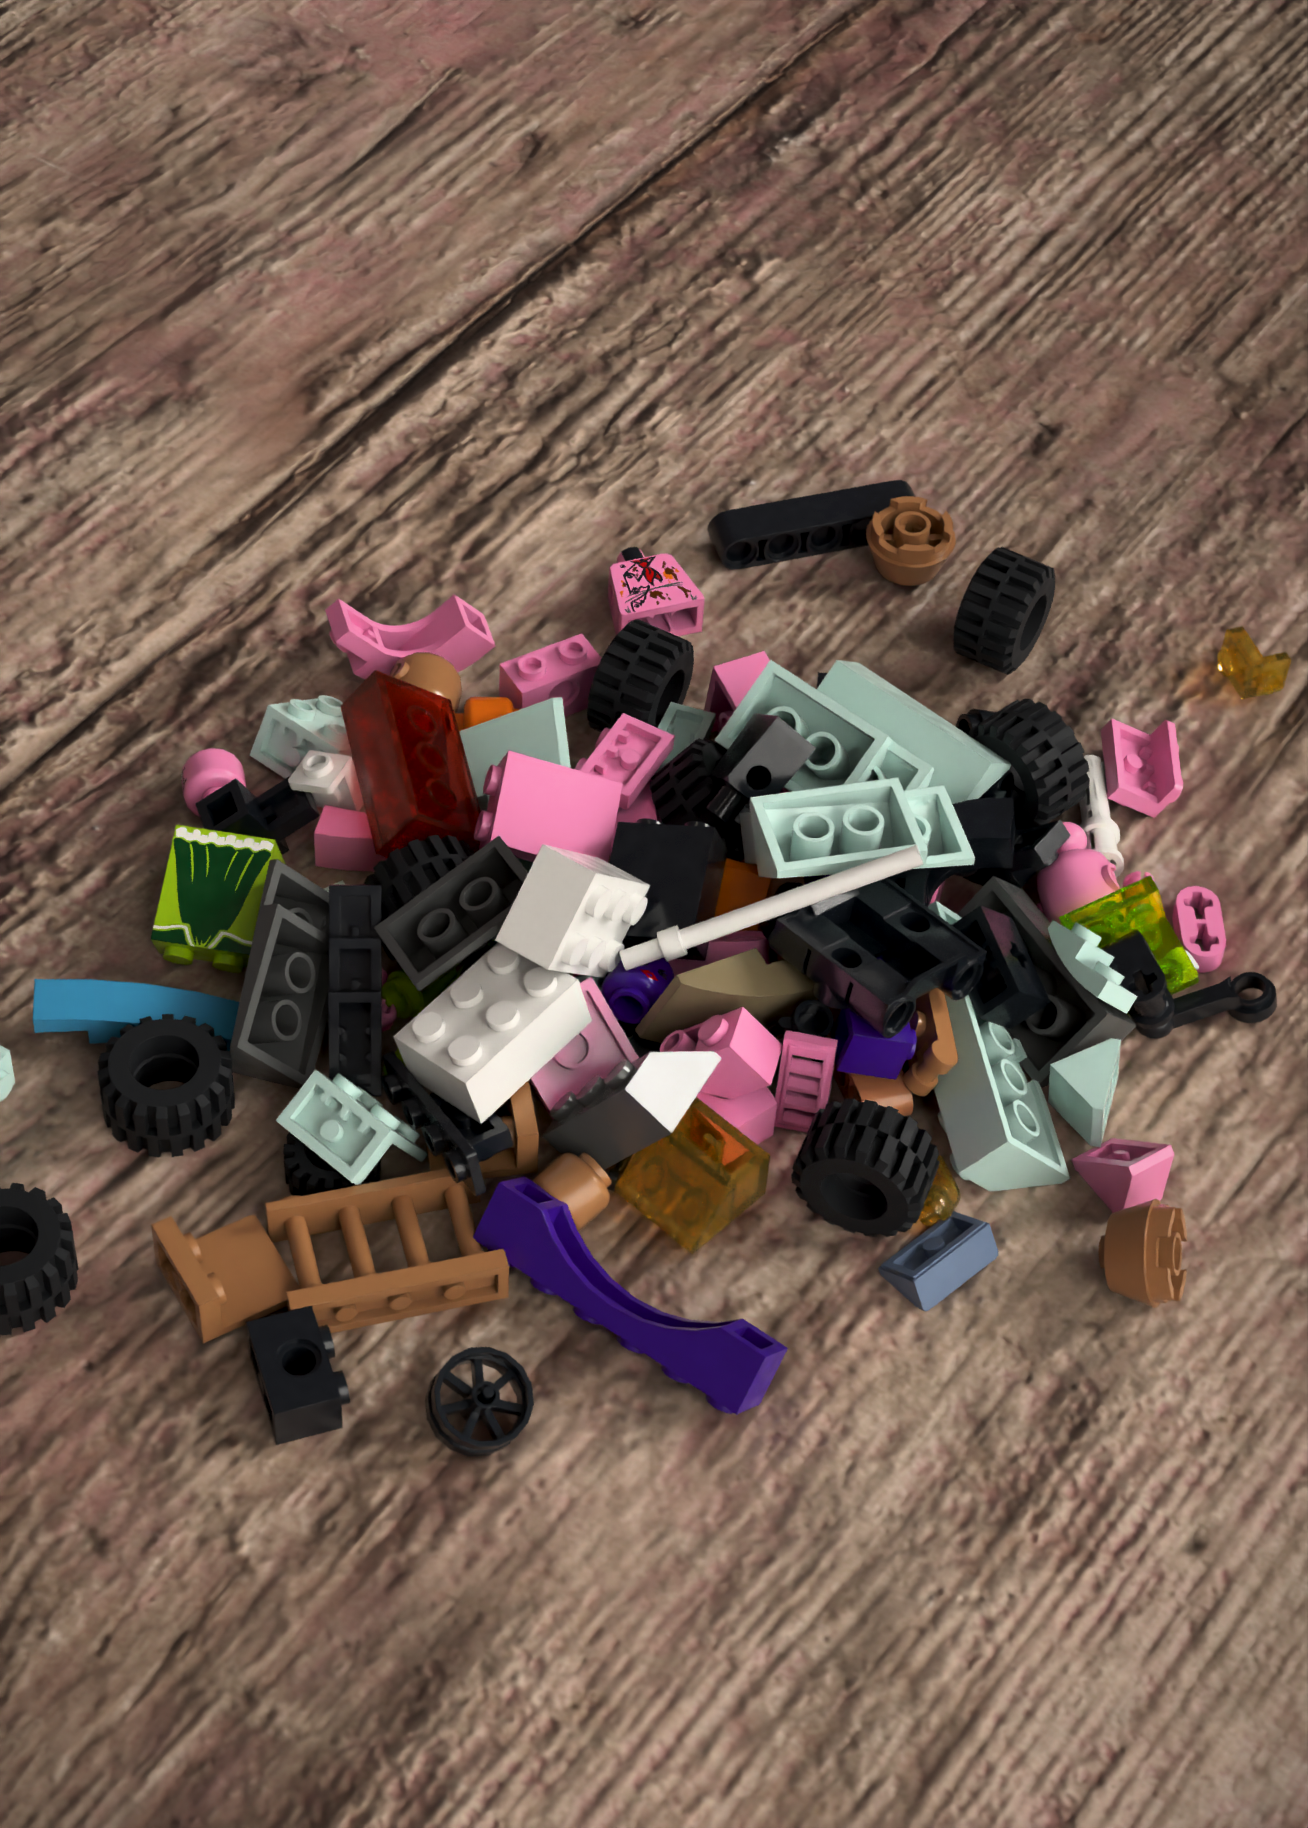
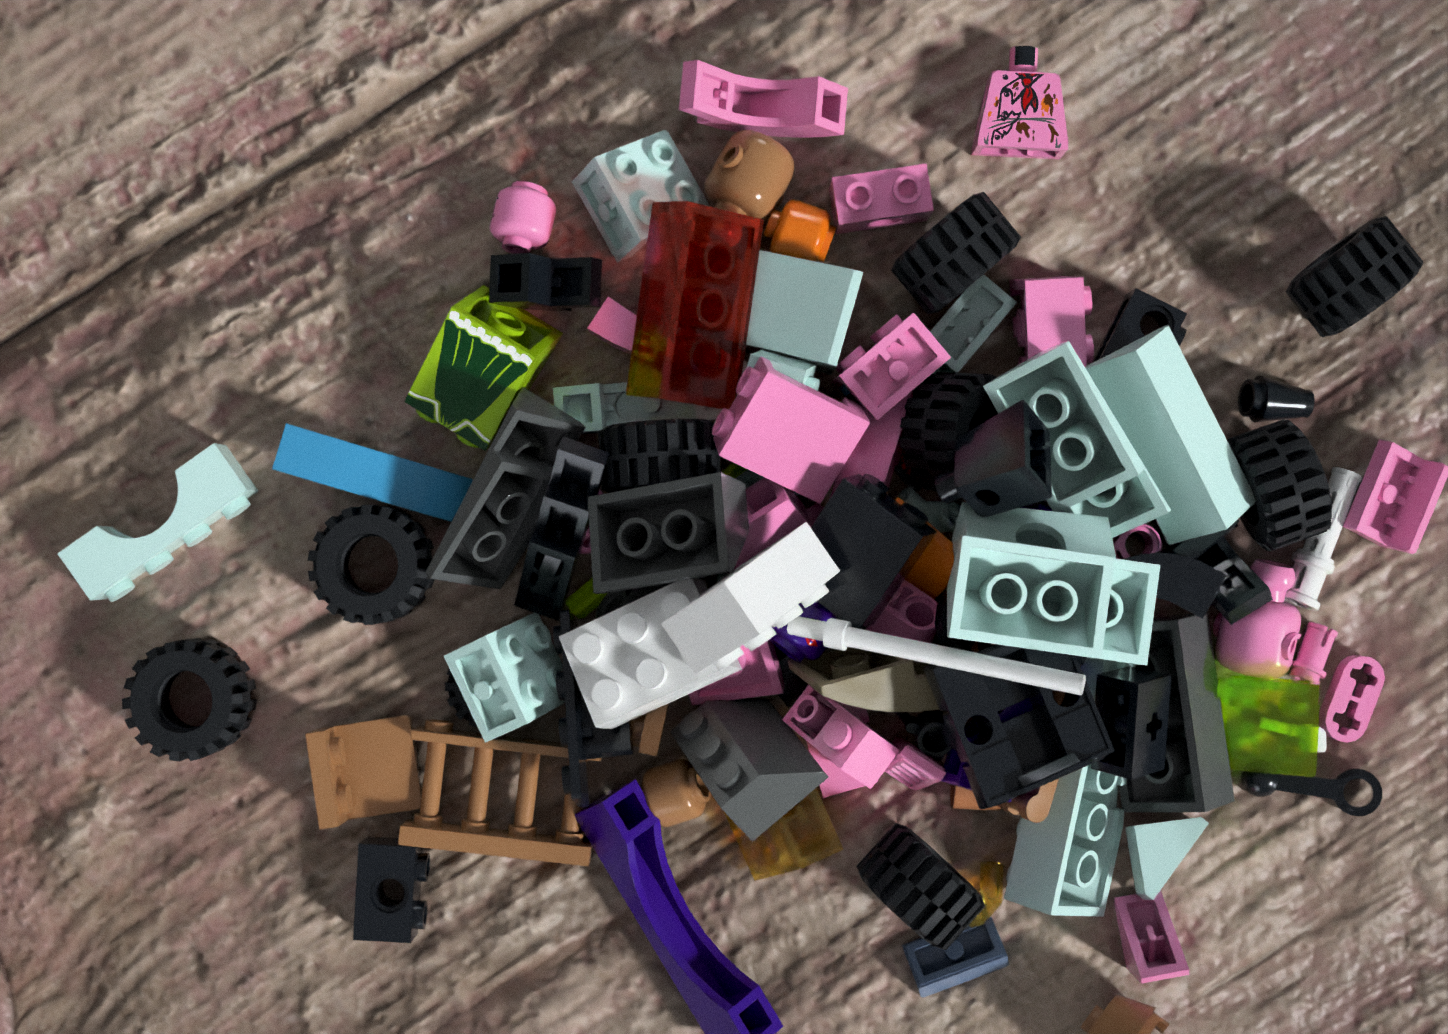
camera: 20 degrees right, 40 degrees up
(329, 779) = (611, 274): white bracket -> none
(479, 1401) = (522, 975): black wheel -> none
(800, 525) = (1231, 65): black beam -> none
(910, 540) = (1311, 133): medium nougat cone -> none
(1090, 964) = (1212, 739): light aqua slope -> none
(1143, 978) = (1256, 749): black piece -> none

